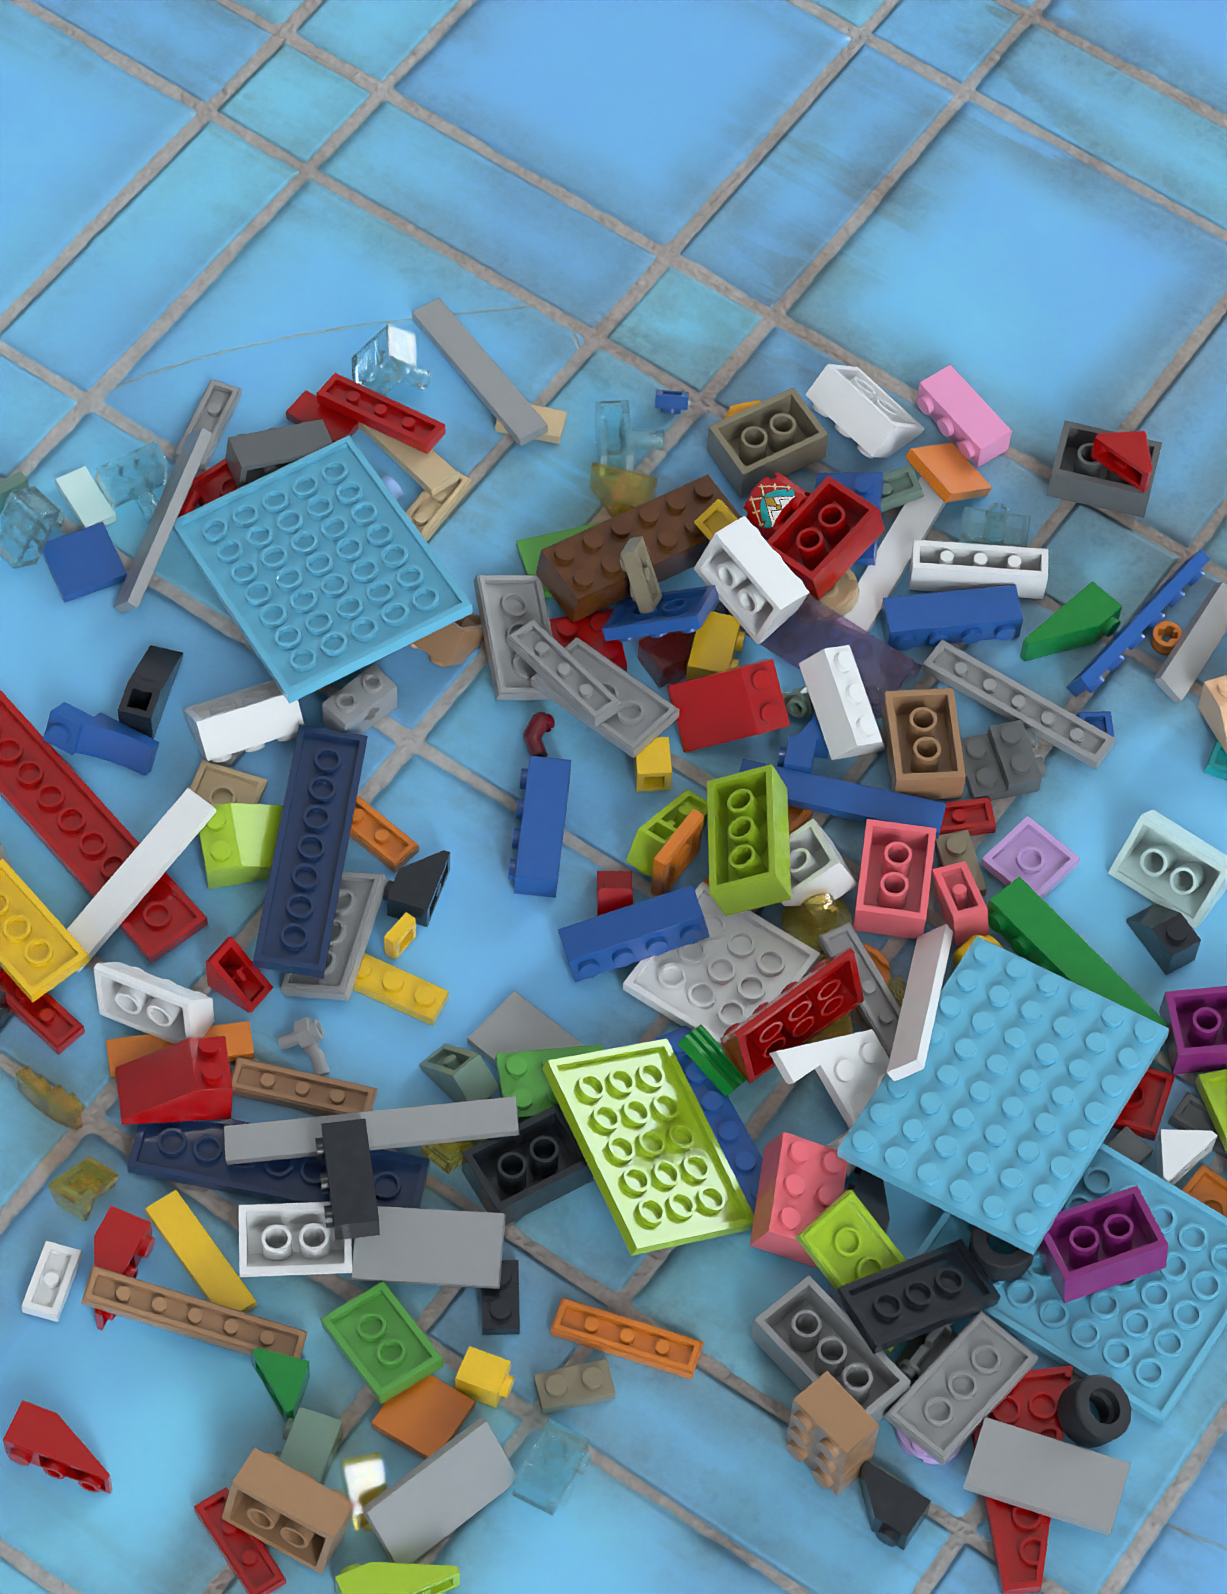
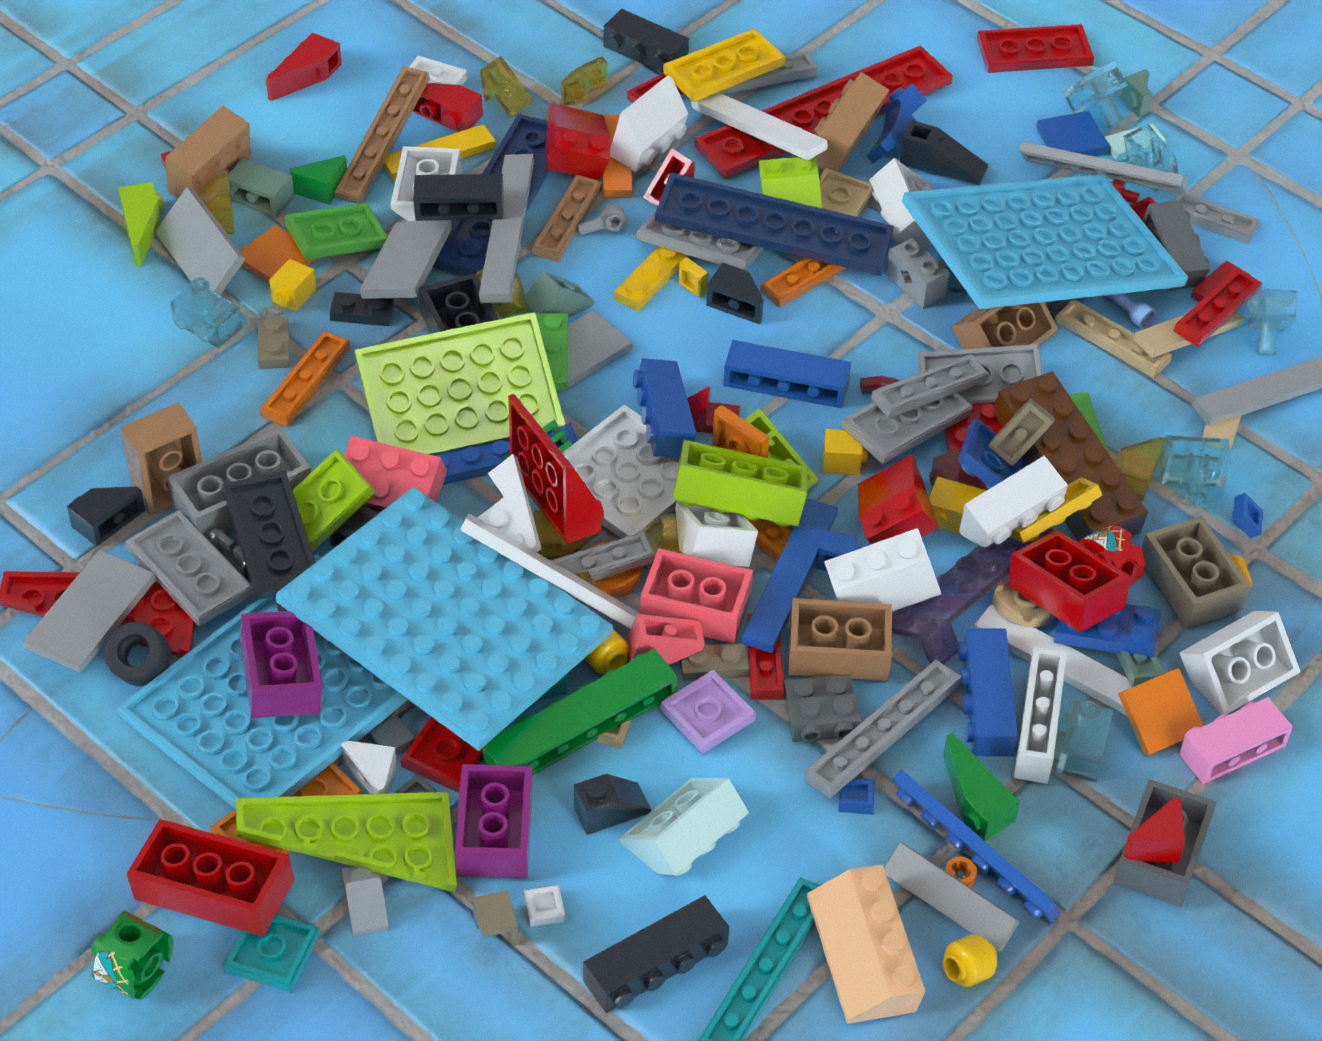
camera: 100 degrees right, 10 degrees down
(130, 775) = (849, 120): none -> medium nougat brick

